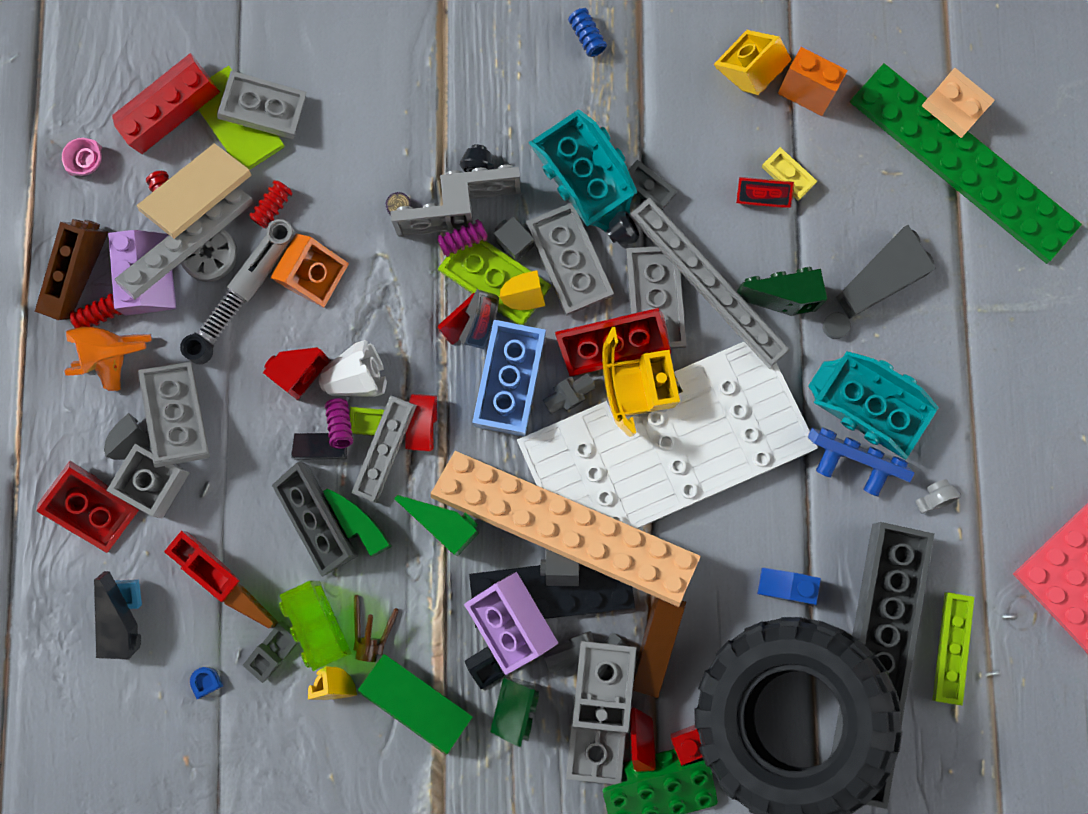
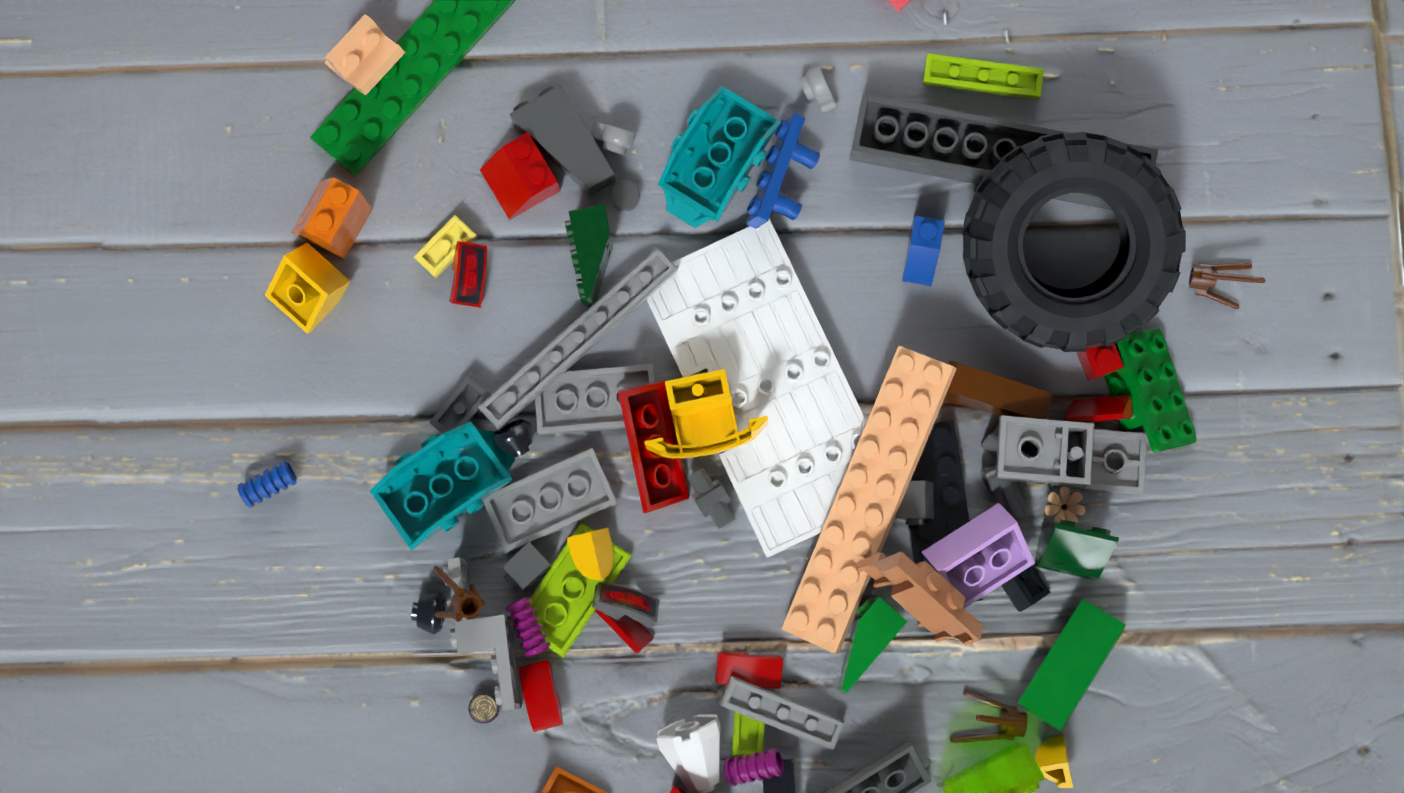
camera: 90 degrees left, 0 degrees up
(357, 522) = (868, 740): green slope -> none
(402, 249) = (540, 695): none -> red slope
(475, 570) = (924, 596): none -> nougat bracket
(481, 178) = (464, 602): none -> reddish brown plant
(509, 378) = (696, 566): light blue brick -> none
(555, 711) = (1070, 505): none -> light nougat plant
(852, 236) = (519, 176): none -> red slope
(887, 316) = (614, 138): none -> light grey piece

